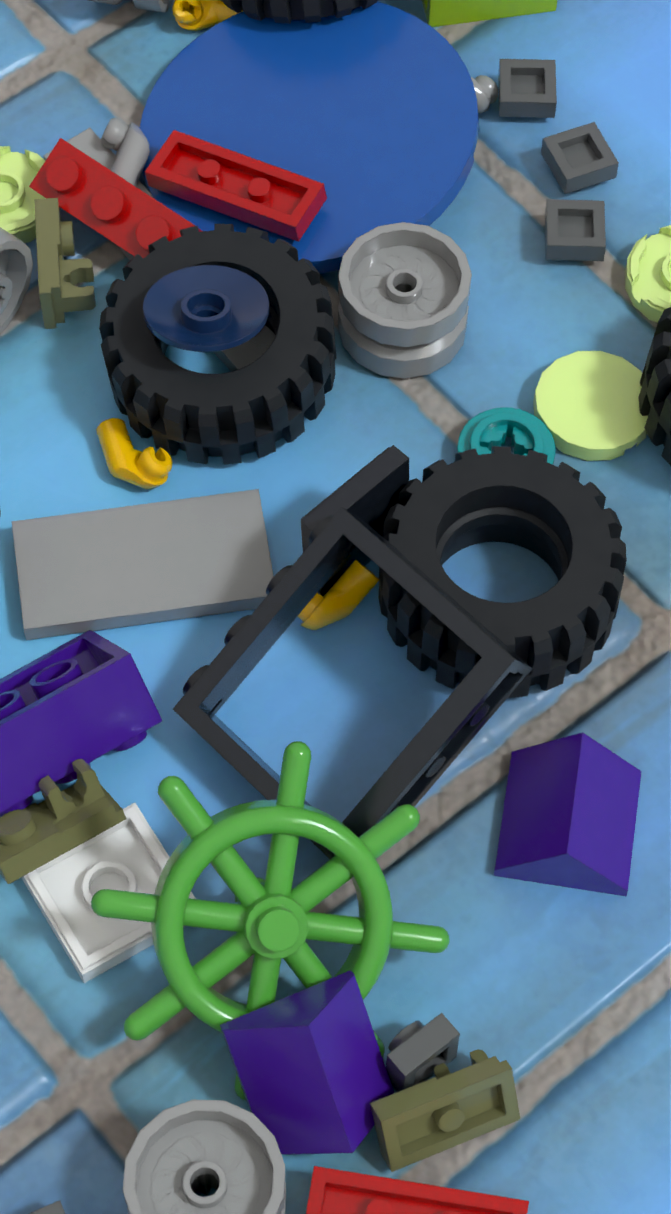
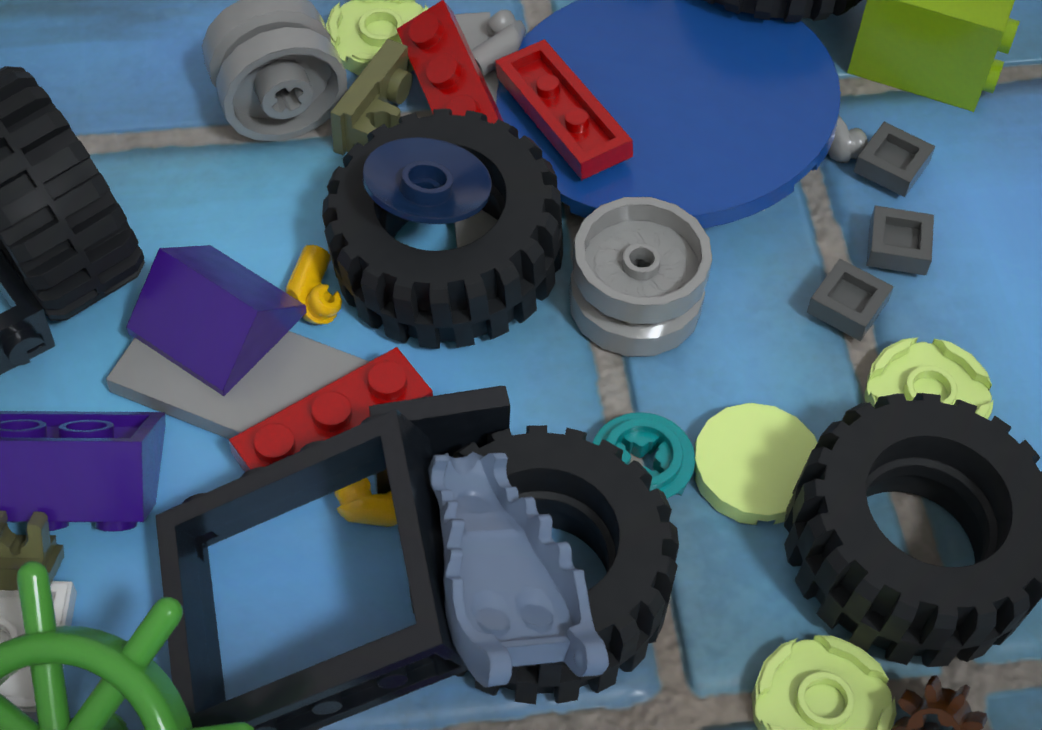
camera: 30 degrees right, 5 degrees down
(75, 527) = (210, 314): none -> dark purple slope
(246, 554) = (329, 410): none -> red plate
(517, 589) = (505, 579): none -> sand blue animal

